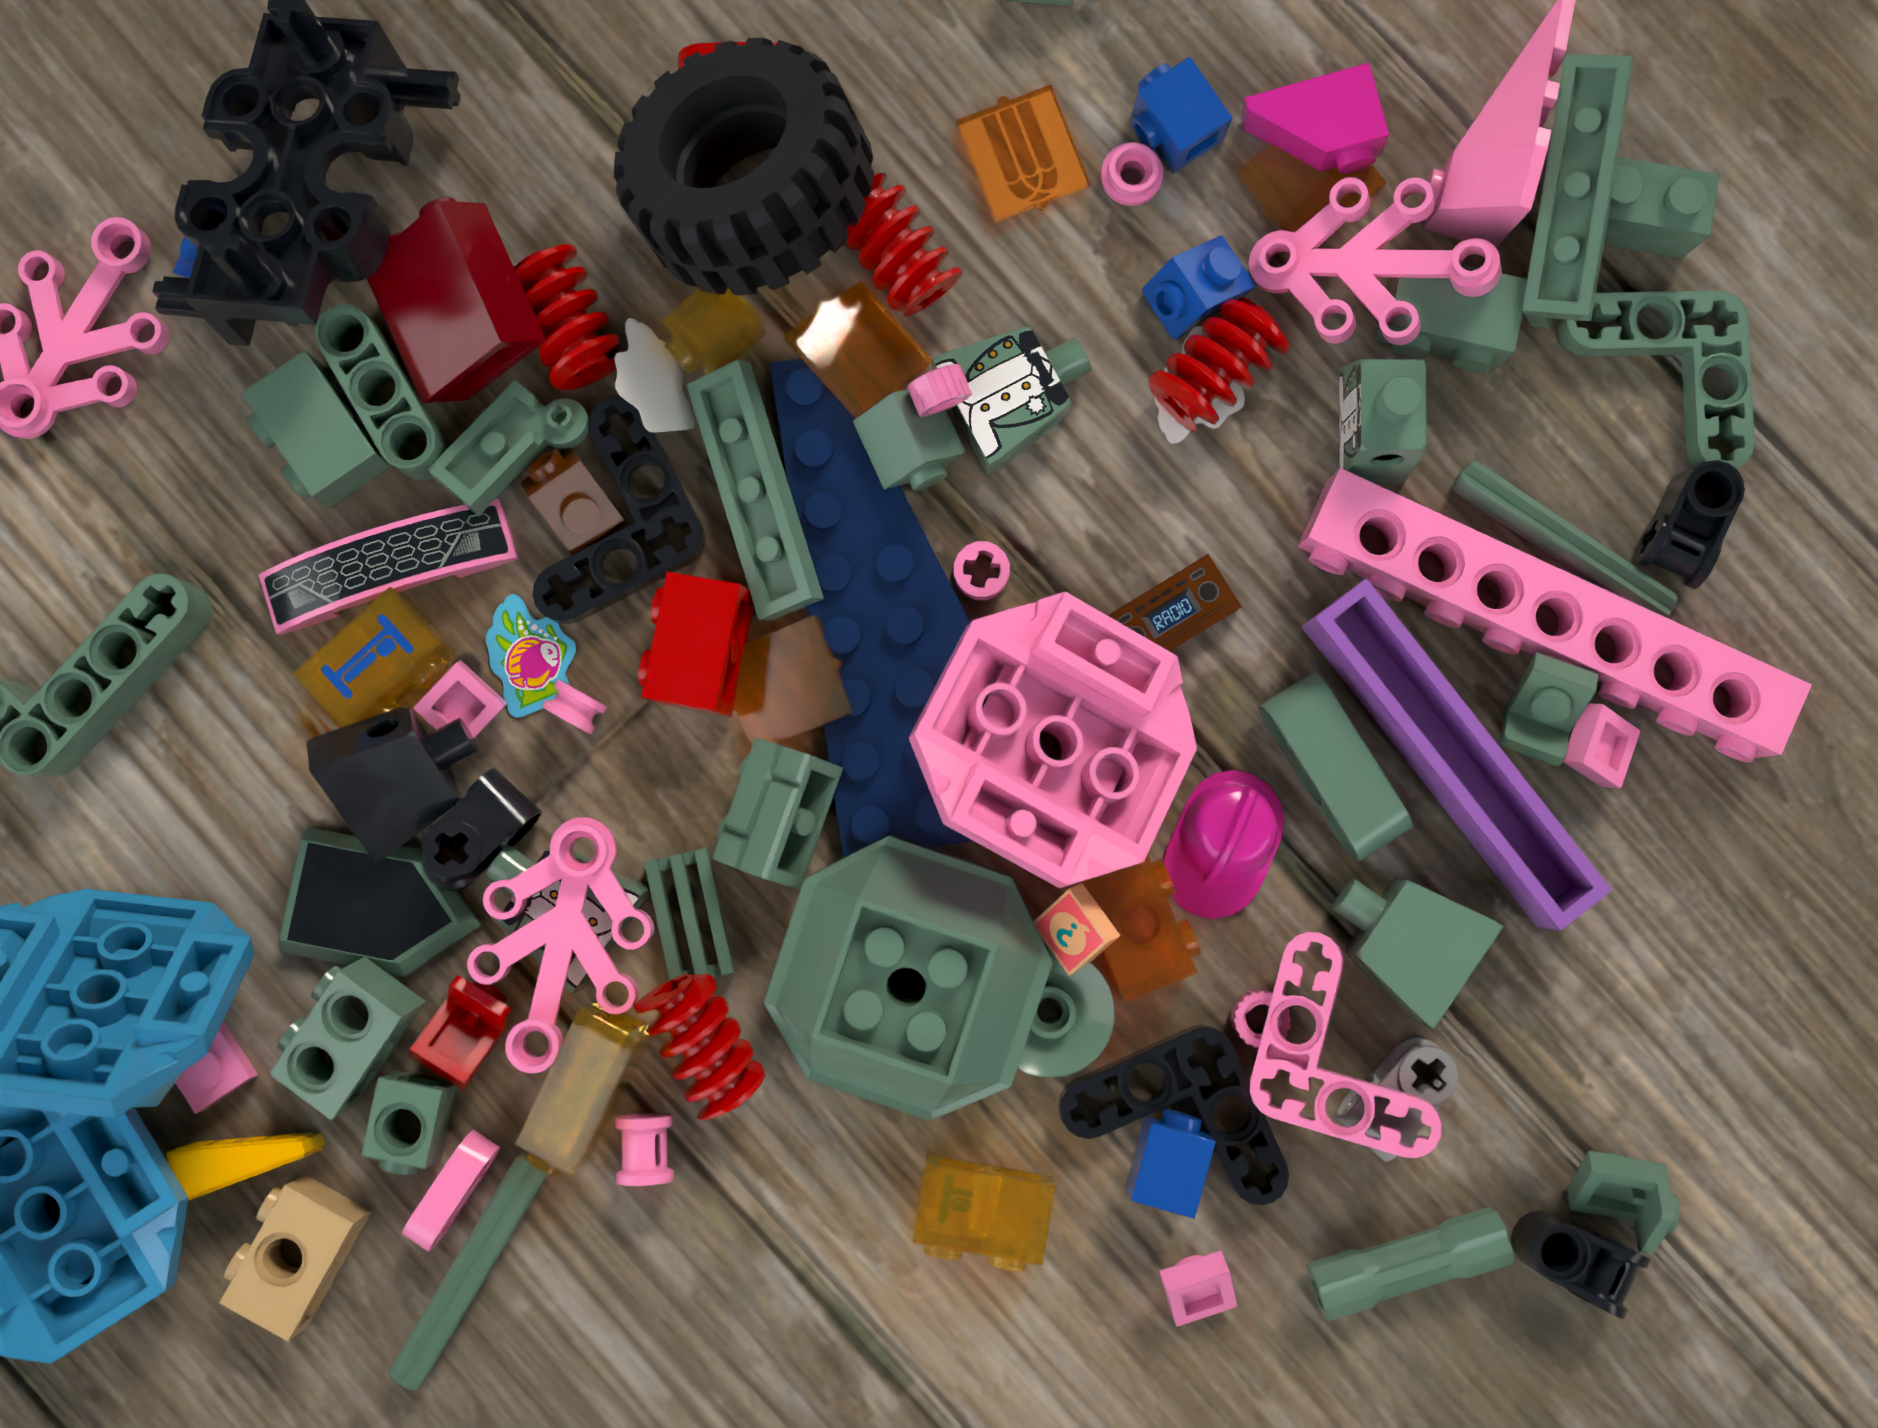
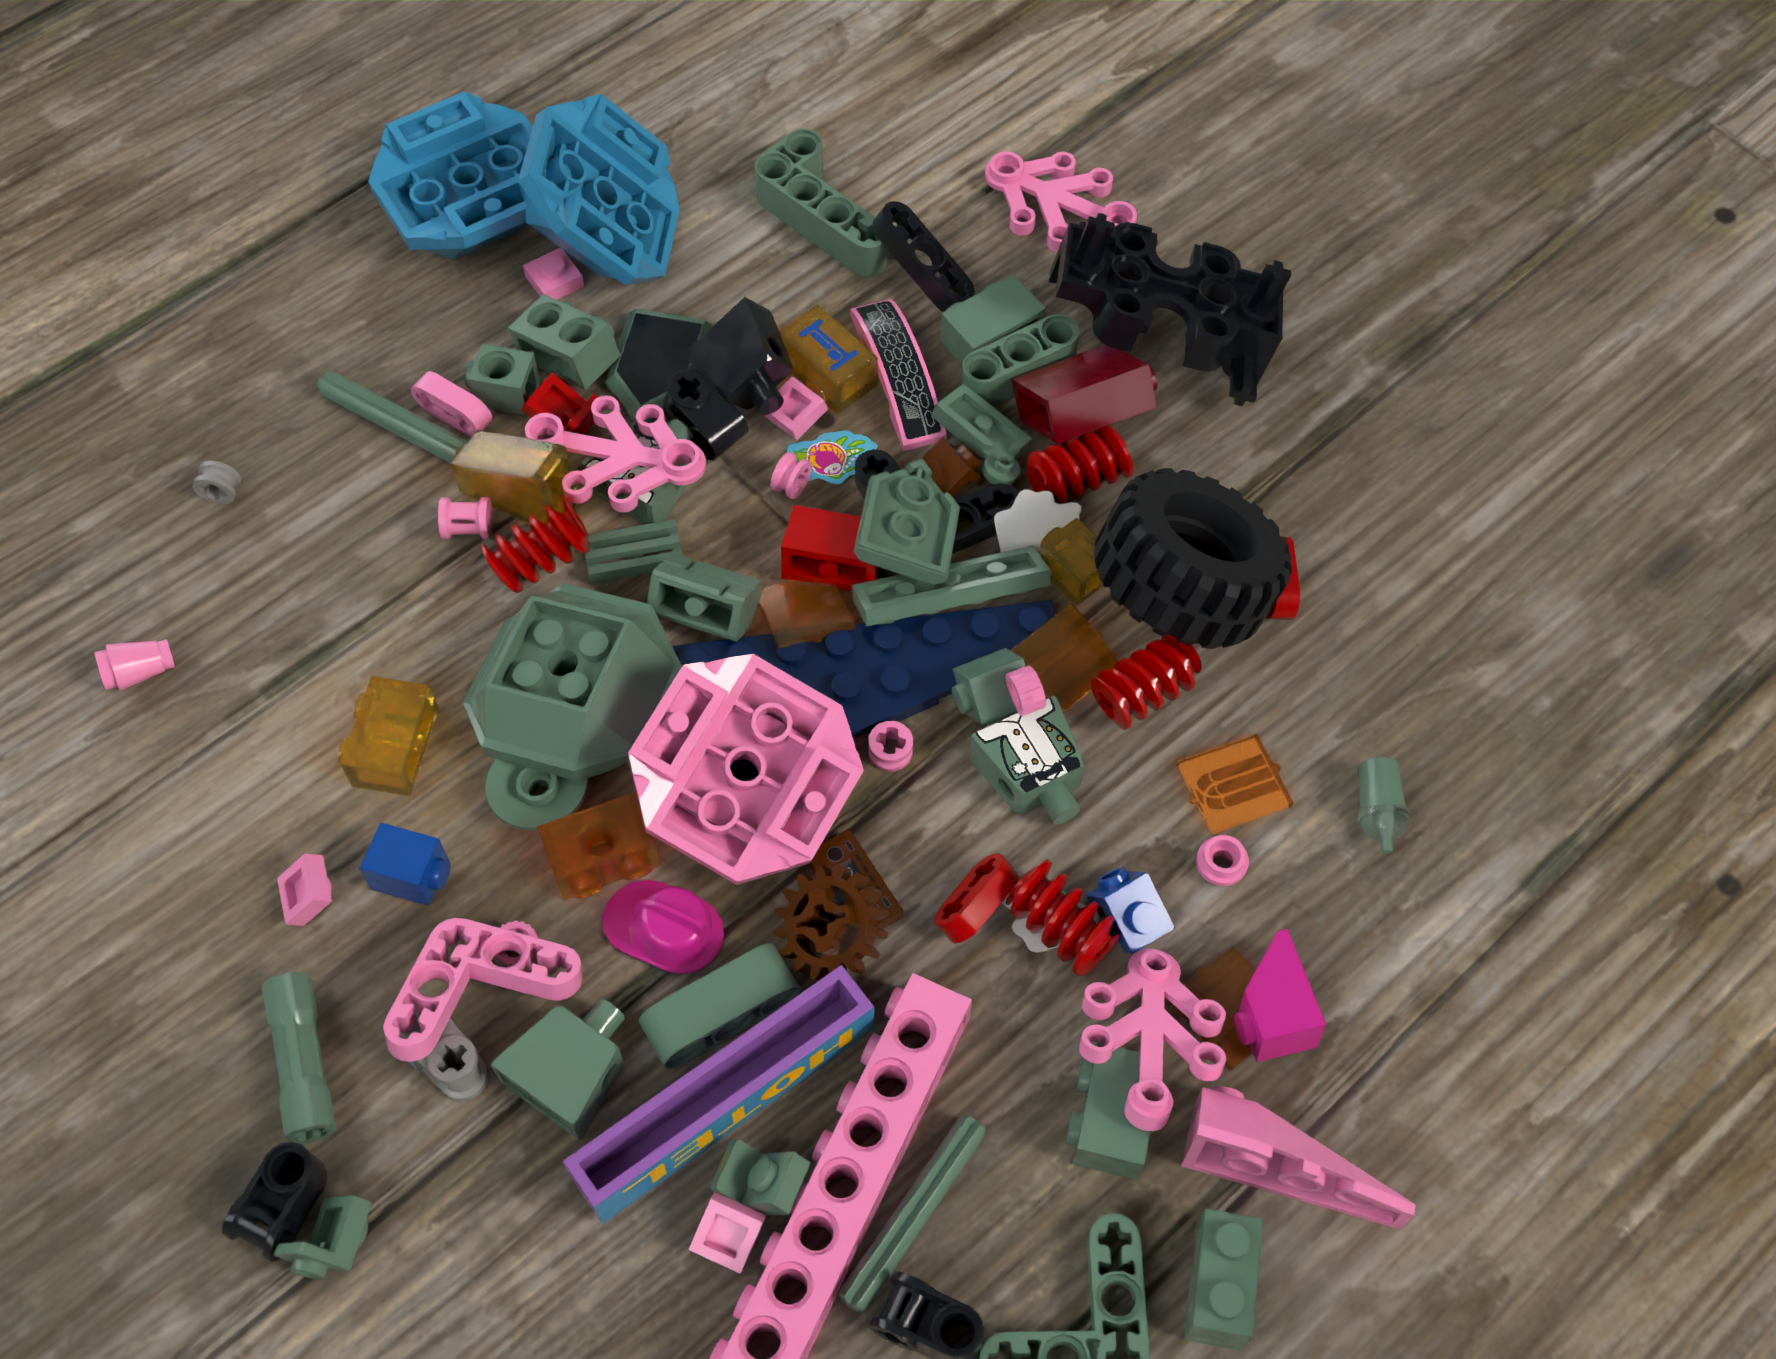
camera: 90 degrees right, 25 degrees down
(197, 549) = (911, 227): none -> black beam
(220, 1163) = (488, 281): yellow slope -> none
(270, 1289) = (419, 317): tan brick -> none
(673, 541) = (908, 524): none -> sand green tile
(1076, 929) = (598, 790): light nougat tile -> none
(1179, 114) = (1273, 891): blue brick -> none
(1179, 1083) = (472, 888): black beam -> none
(1194, 465) = (976, 898): none -> red beam
(1239, 636) = (815, 907): none -> reddish brown gear
(1382, 416) = (1017, 1041): sand green torso -> none
(1577, 188) = (1228, 1196): sand green fence -> none

